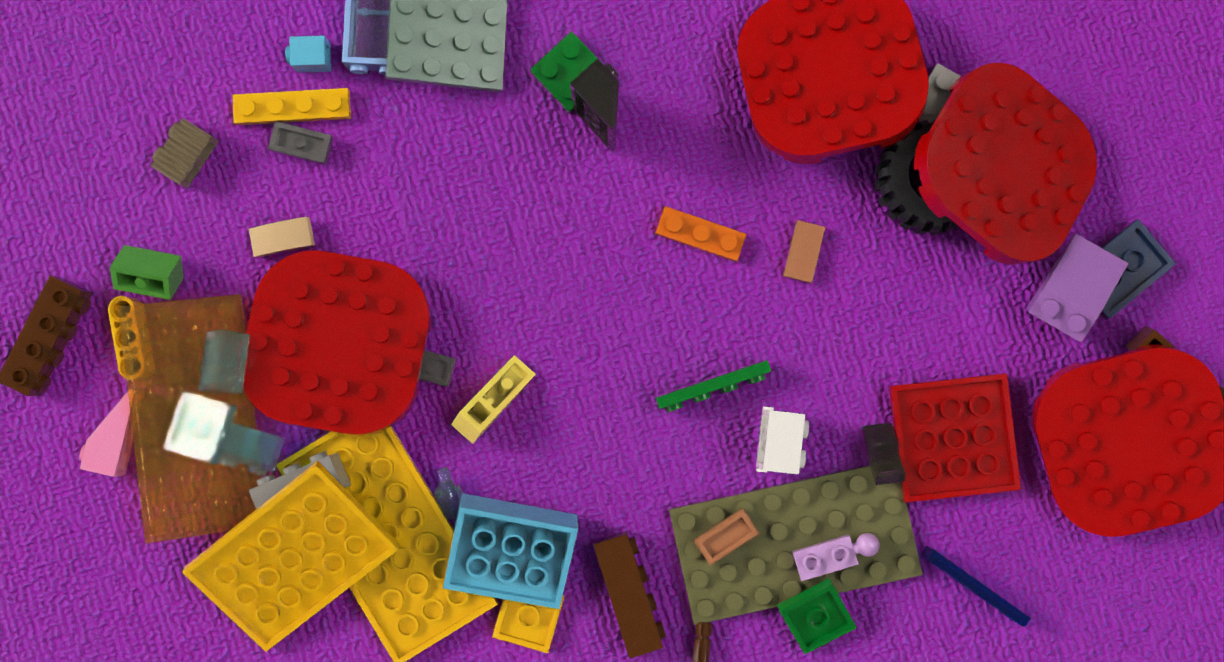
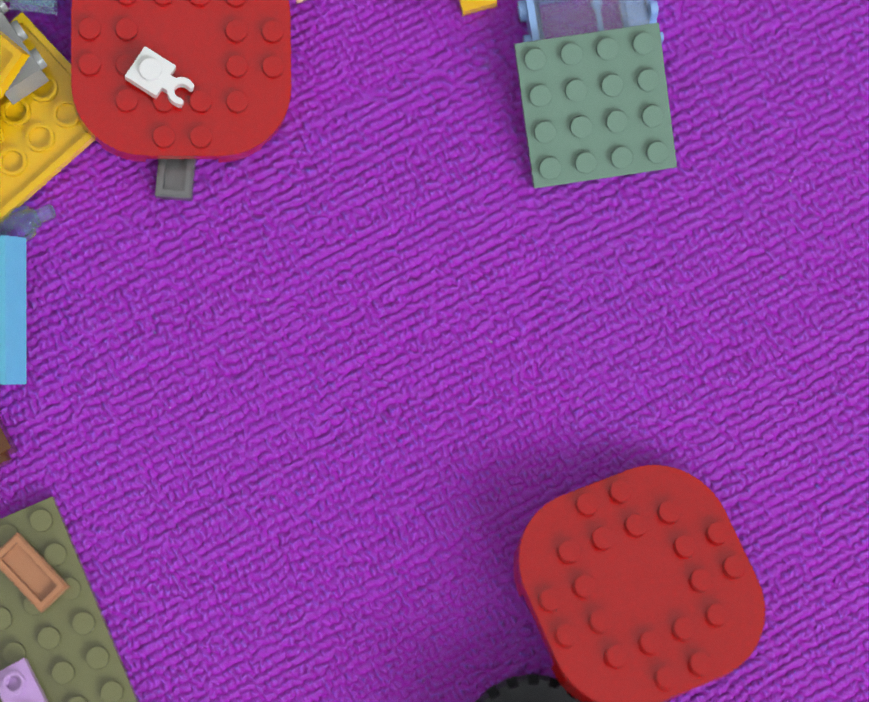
camera: 80 degrees right, 5 degrees down
(352, 365) = (154, 74): none -> white plate
(492, 399) = (149, 253): light yellow slope -> none
(561, 67) = (574, 267): green plate -> none
(596, 101) = (532, 305): clear smoke slope -> none
(700, 234) = (404, 468): orange plate -> none
(725, 383) = (222, 534): green plate -> none
(781, 441) = (159, 615): white brick -> none
(804, 251) = (408, 603): nougat tile -> none

